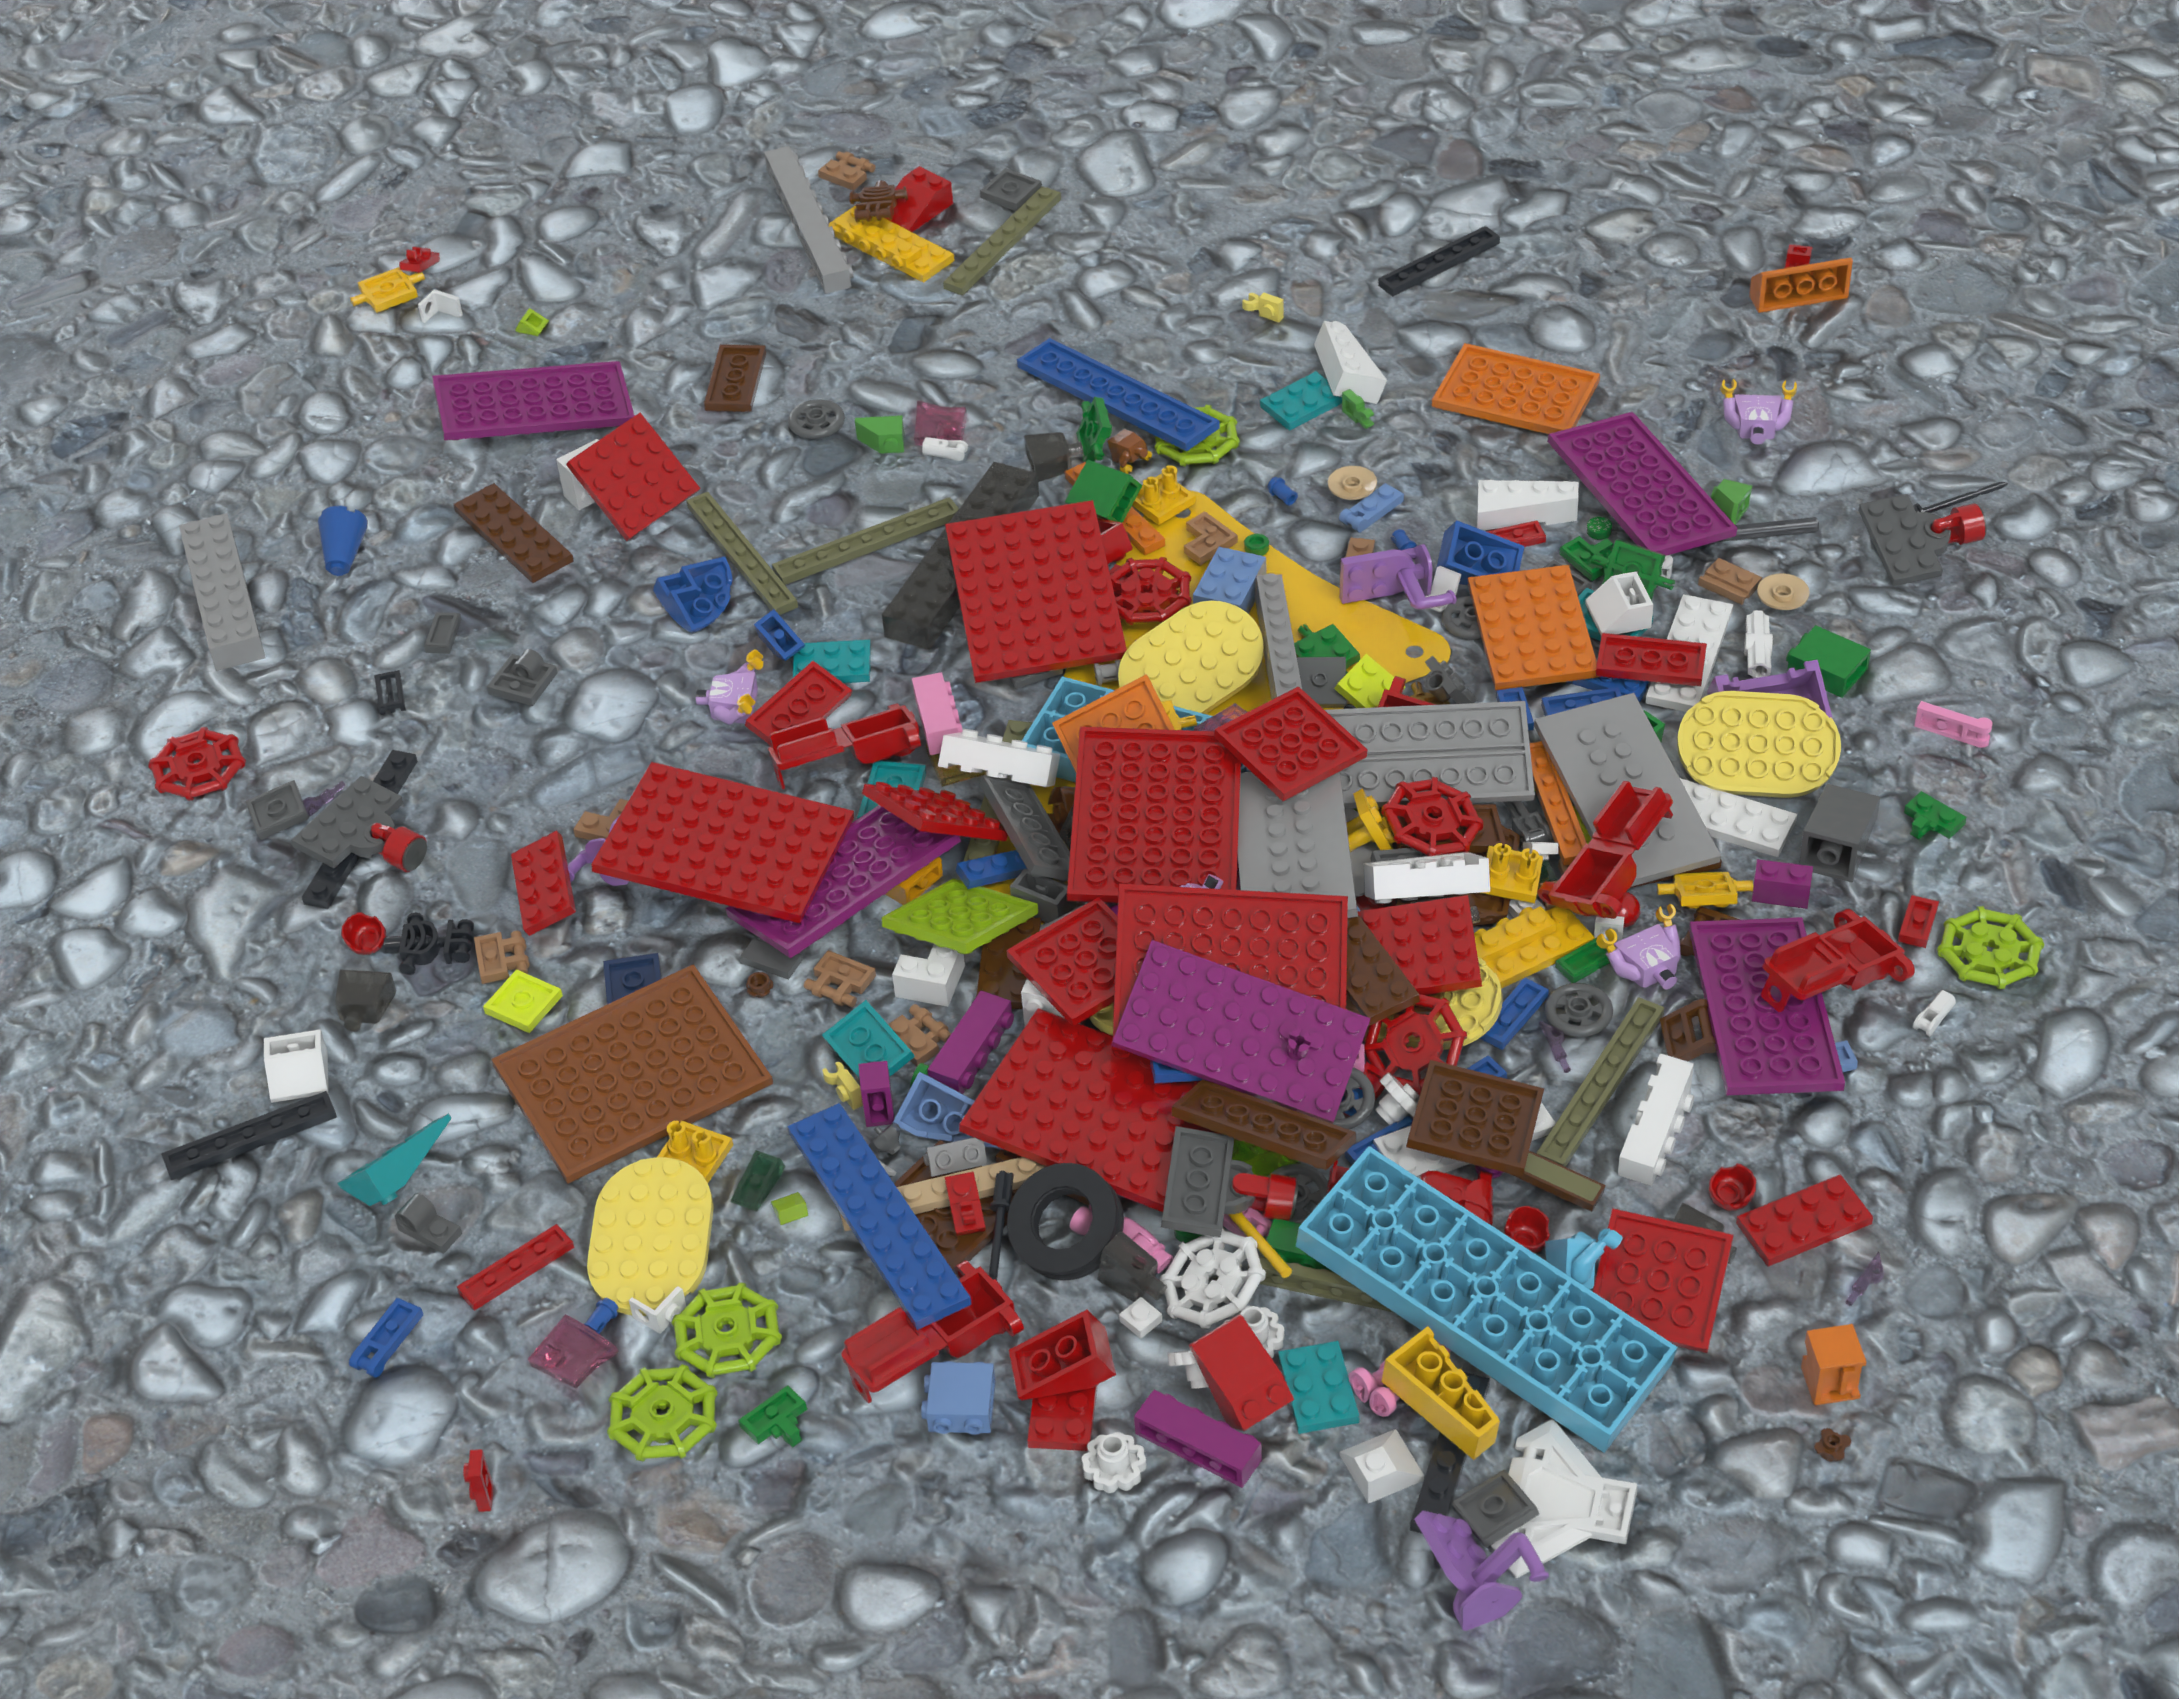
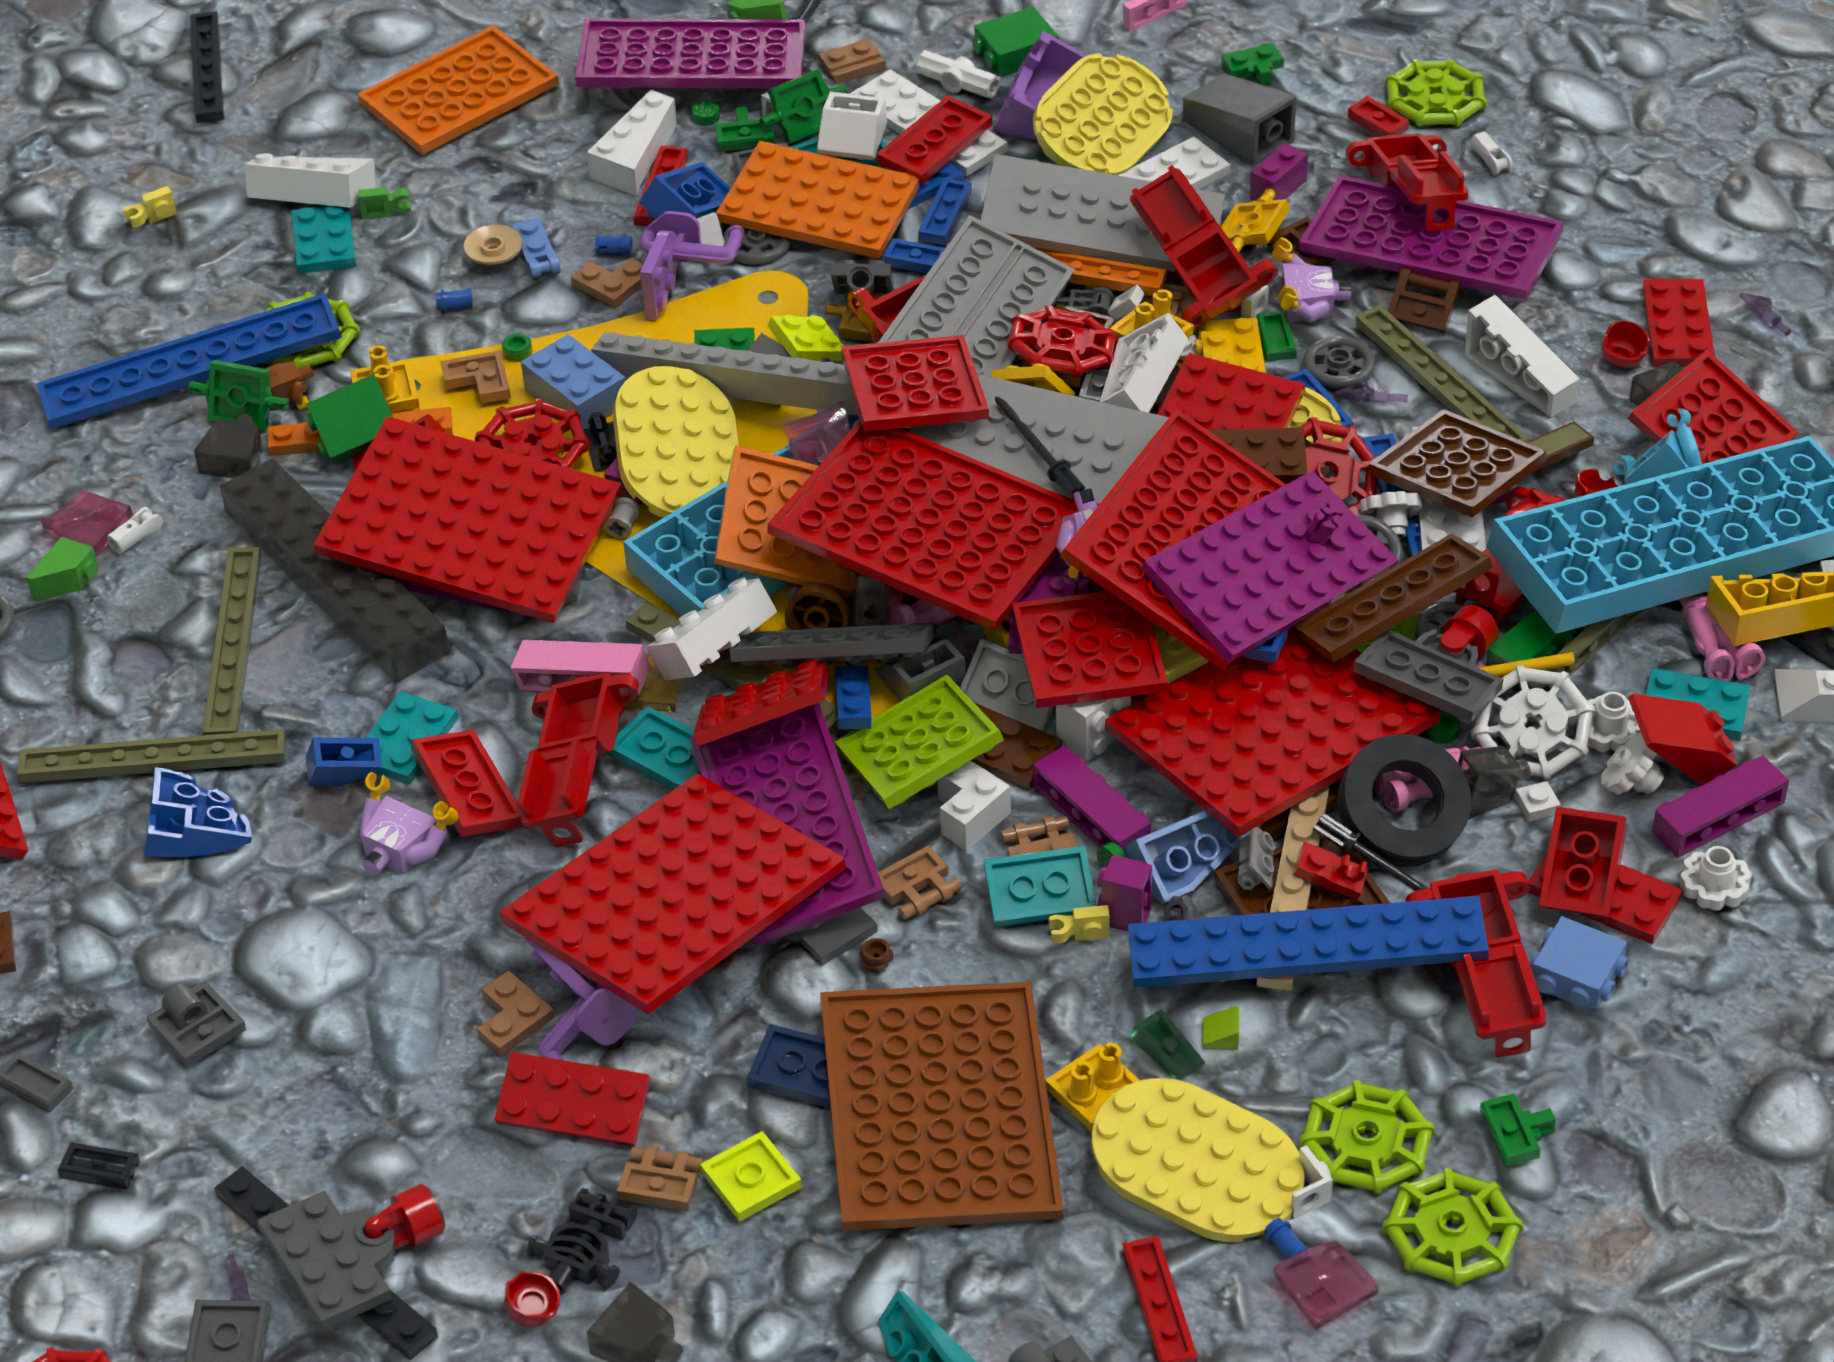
camera: 65 degrees left, 0 degrees up
(1253, 864) = (1059, 470): none -> black piece
(1783, 591) = (902, 32): tan dish -> none

